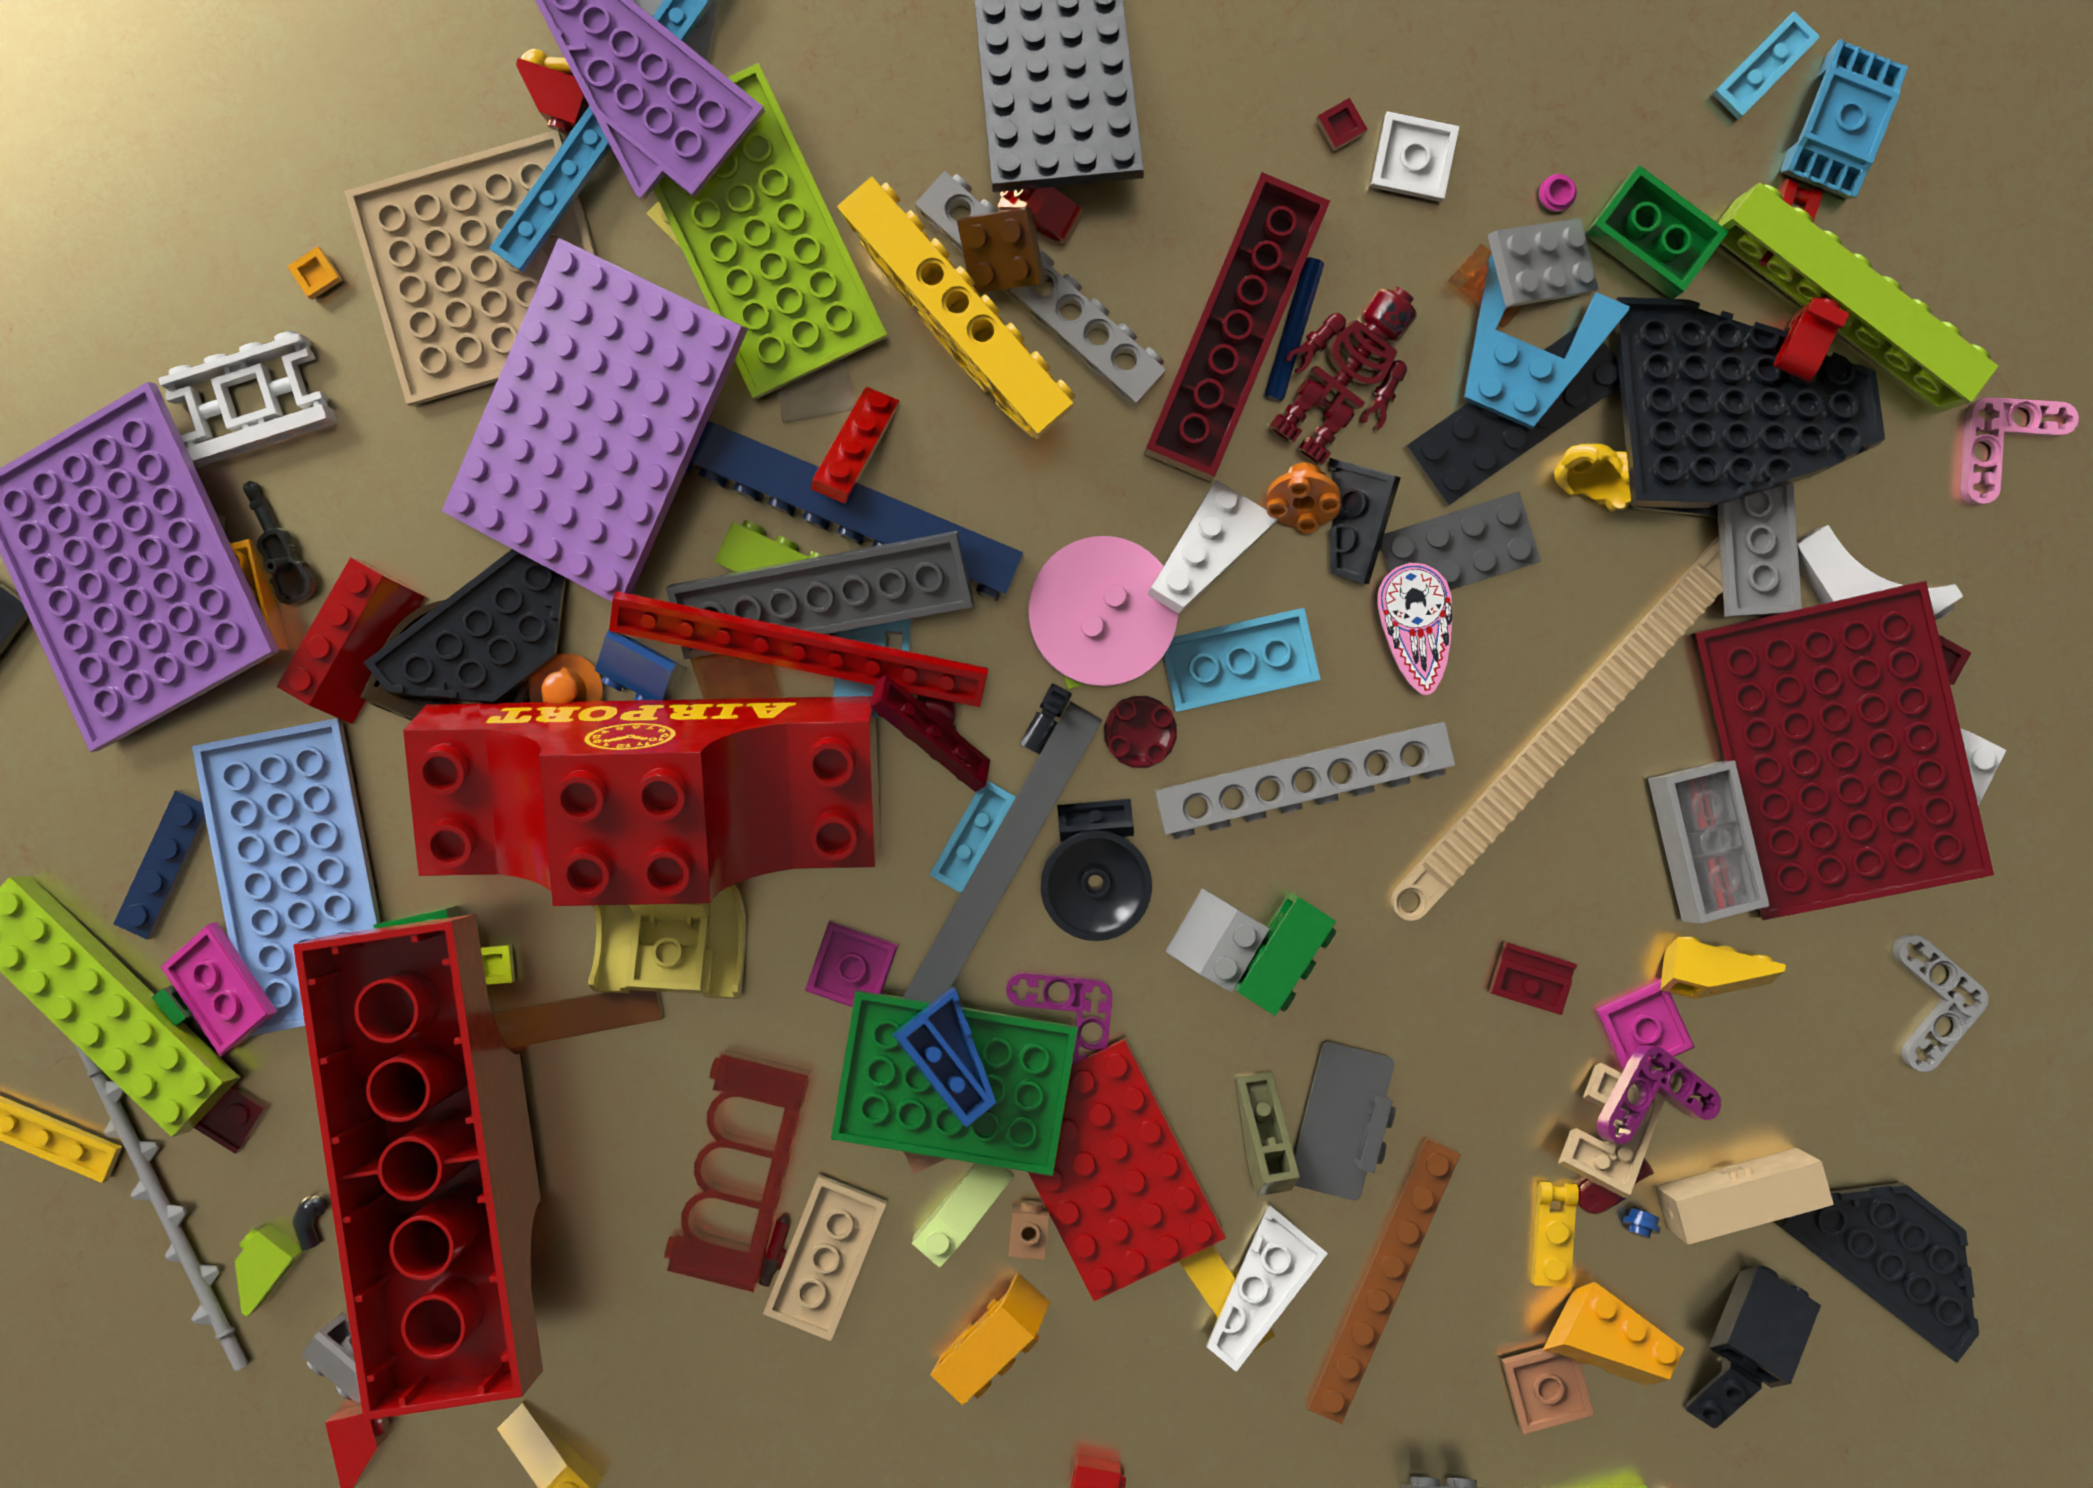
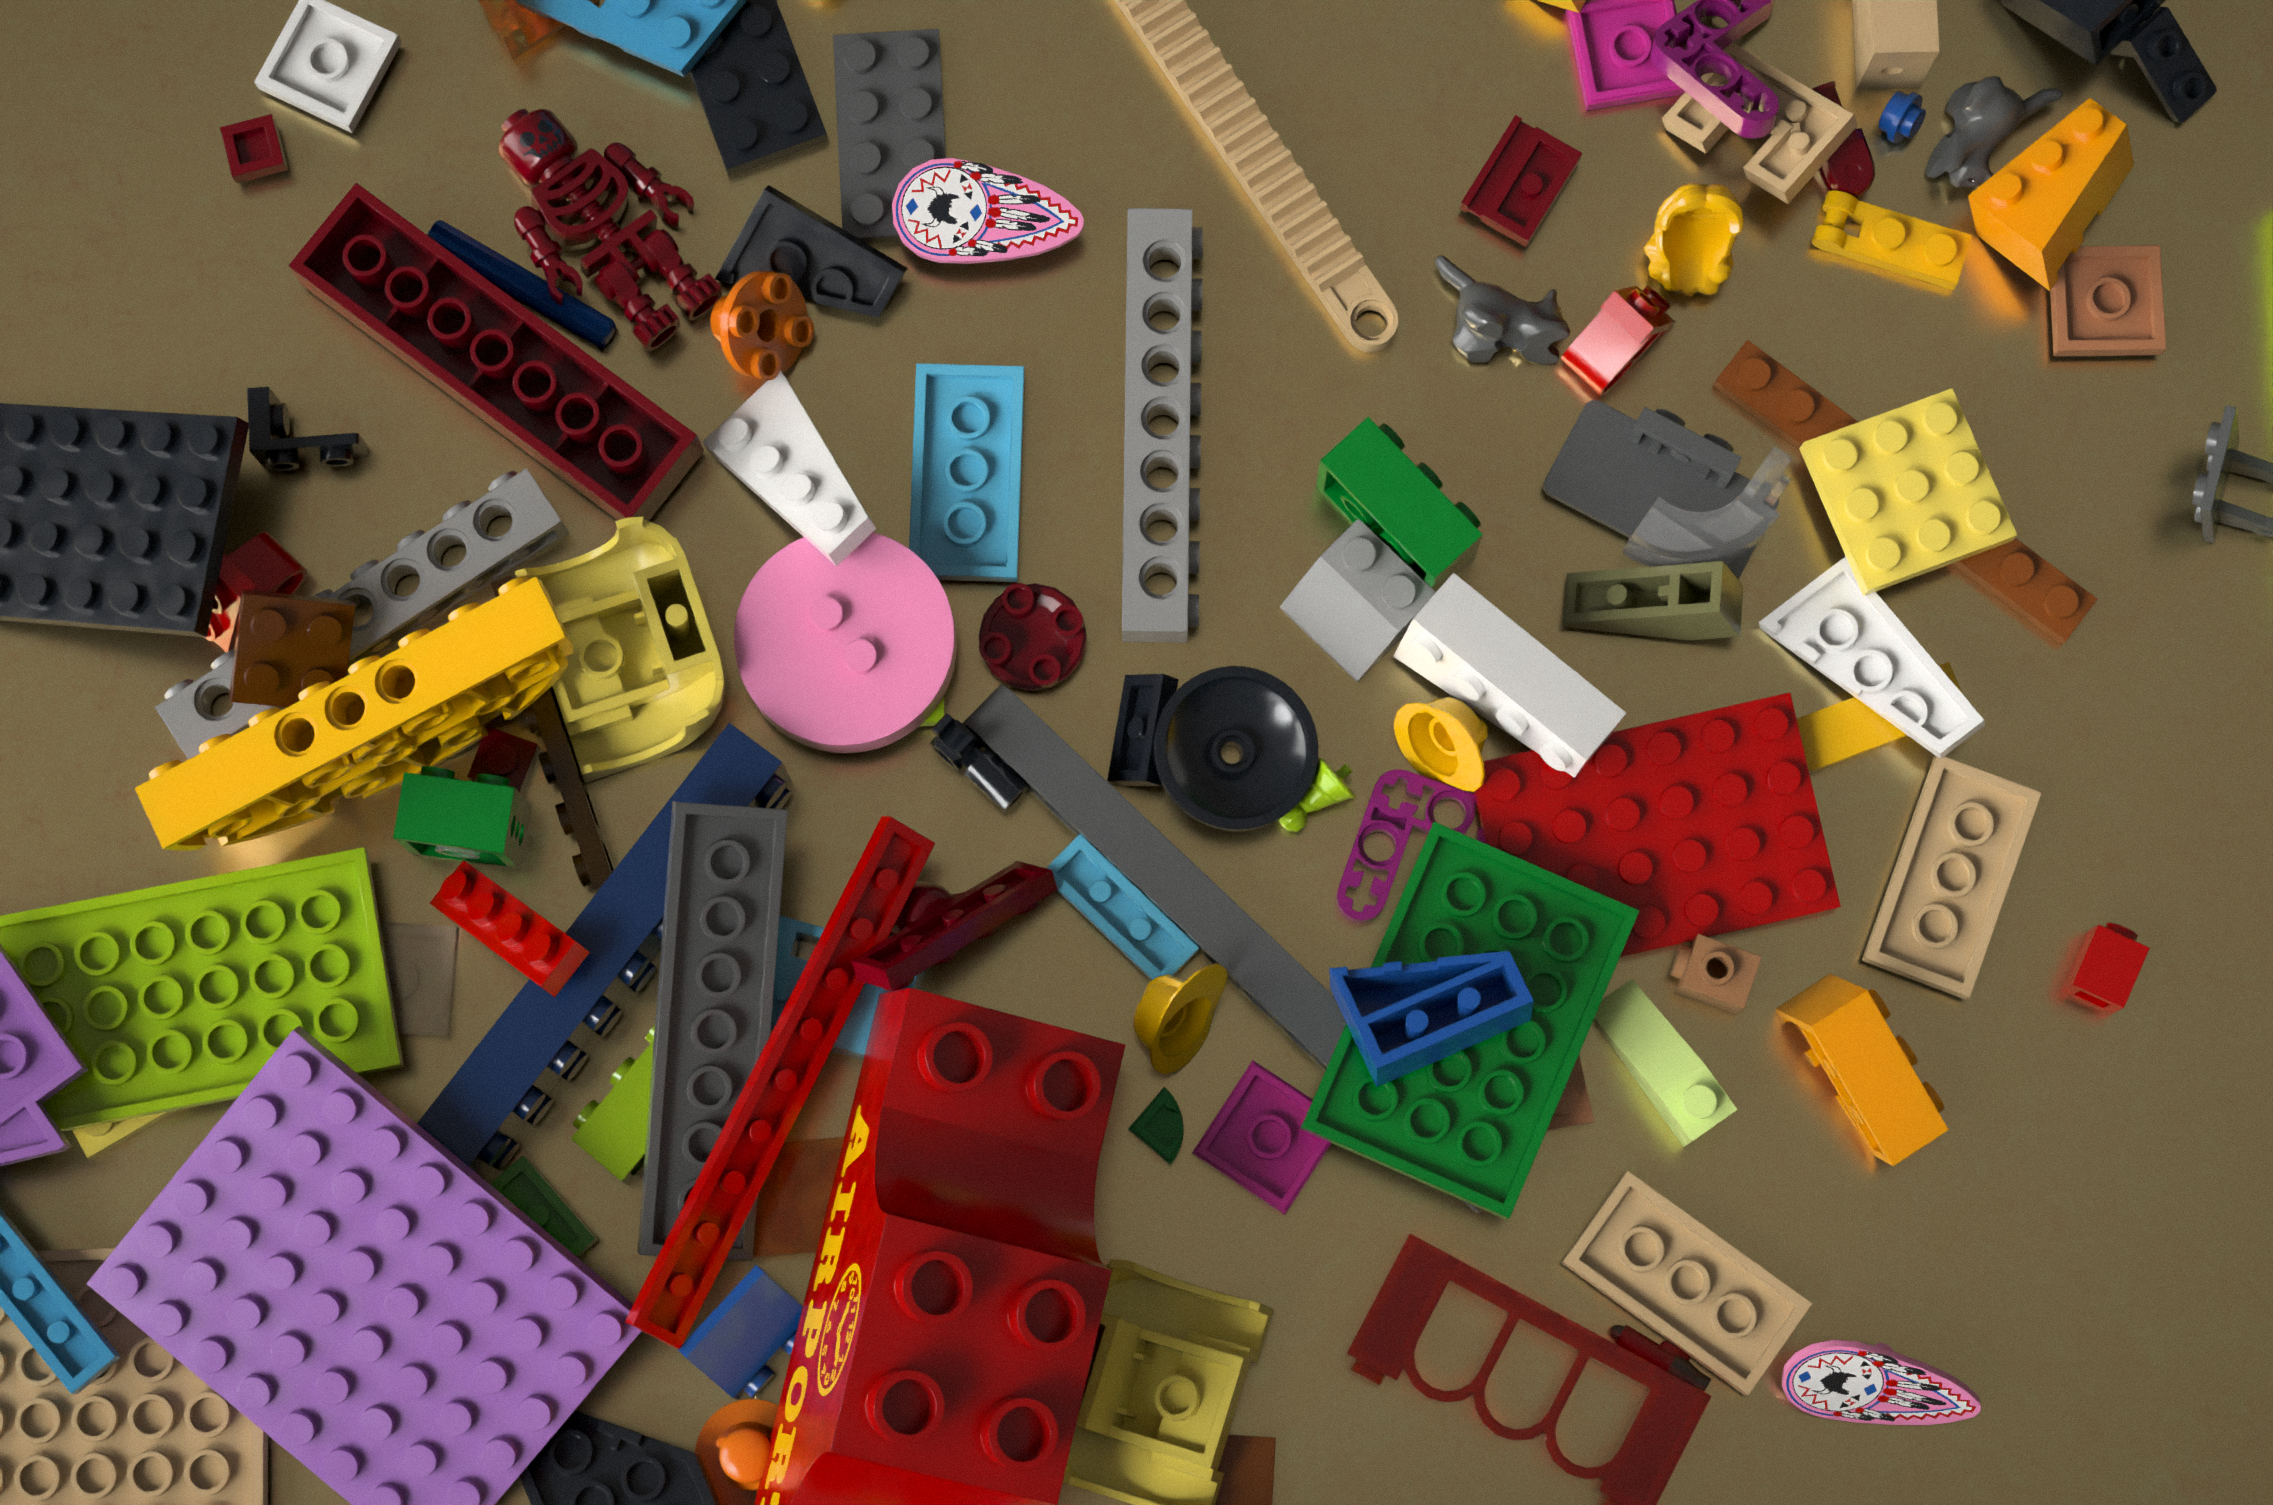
camera: 70 degrees left, 10 degrees down
(685, 513) = (538, 1200): none -> bright green plate
(788, 1393) = (1874, 1386): none -> shield
(841, 896) = (1161, 1126): none -> green tile
(911, 889) = (1178, 1015): none -> yellow piece
(920, 394) = (462, 818): none -> green piece
(970, 408) = (505, 757): none -> dark red plate
(975, 447) = (561, 766): none -> dark brown plate
(1066, 473) = (642, 653): none -> light yellow piece
(1086, 950) = (1325, 790): none -> lime piece
(1132, 1369) = (1951, 877): none -> tan plate
(1135, 1020) = (1443, 741): none -> yellow piece
(1154, 189) = (270, 420): none -> black bracket
(1185, 1054) = (1507, 676): none -> white wedge
(1310, 1142) = (1685, 537): none -> clear arch
(1381, 1285) = (1907, 491): none -> light yellow plate
(1432, 984) = (1496, 319): none -> dark grey animal
(1440, 1070) = (1618, 336): none -> pin
(1519, 1105) = (1695, 238): none -> yellow hair
(1653, 1278) = (1983, 117): none -> dark grey animal

